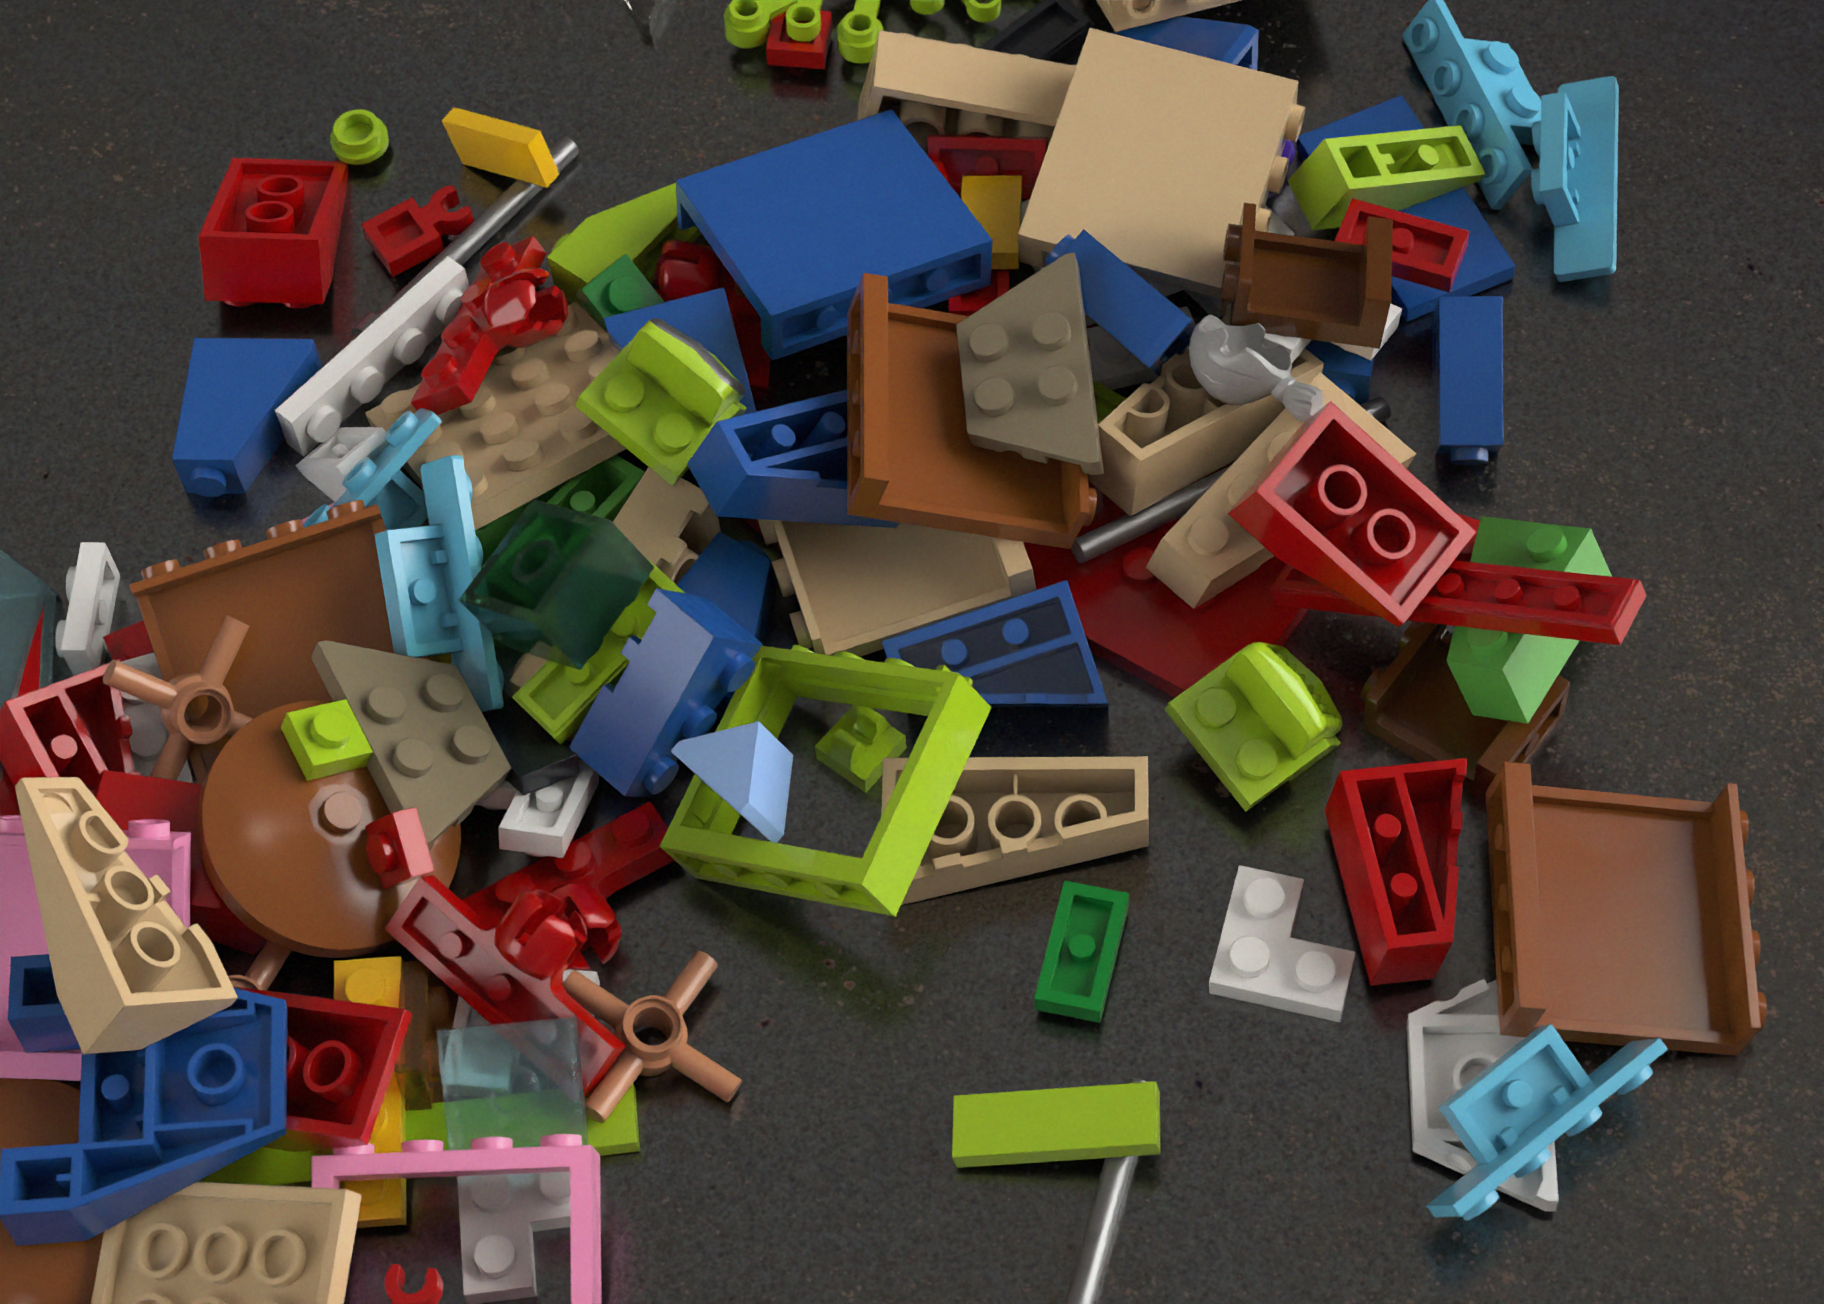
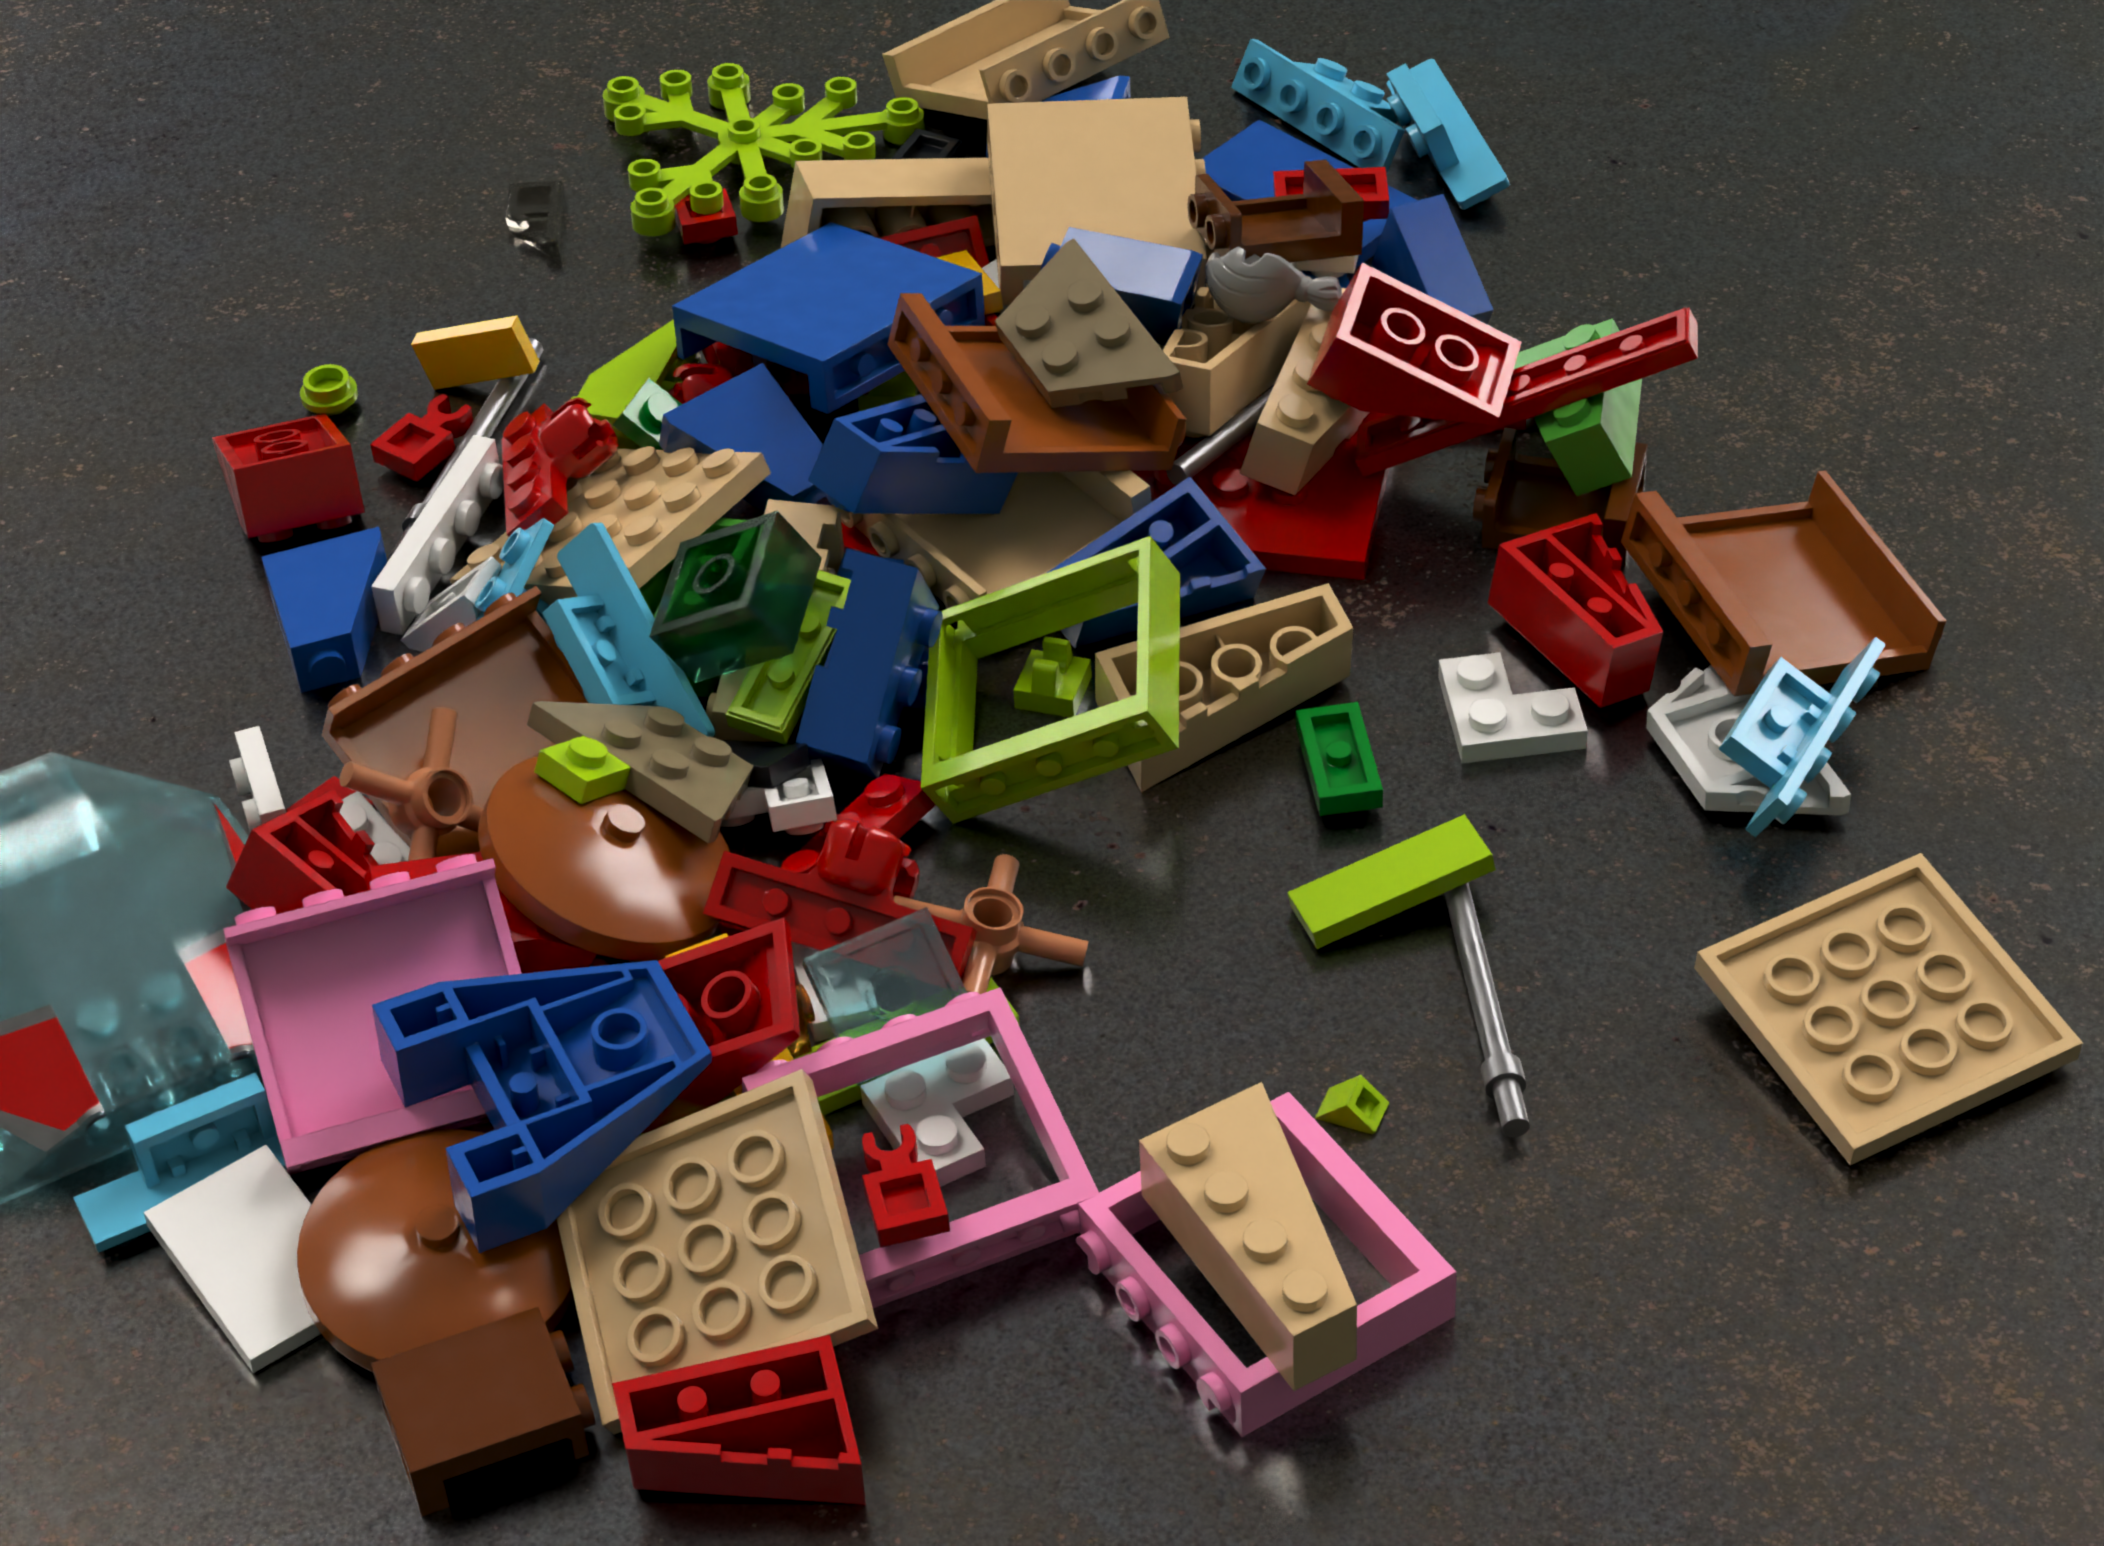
camera: 25 degrees left, 15 degrees down
(112, 940) = (483, 959): tan wedge -> none
(398, 848) = (693, 834): red plate -> none
(662, 397) = (763, 430): lime piece -> none
(746, 771) = (976, 691): light blue slope -> none
(1258, 720) = (1402, 541): lime piece -> none
(1384, 171) = (1253, 153): lime slope -> none

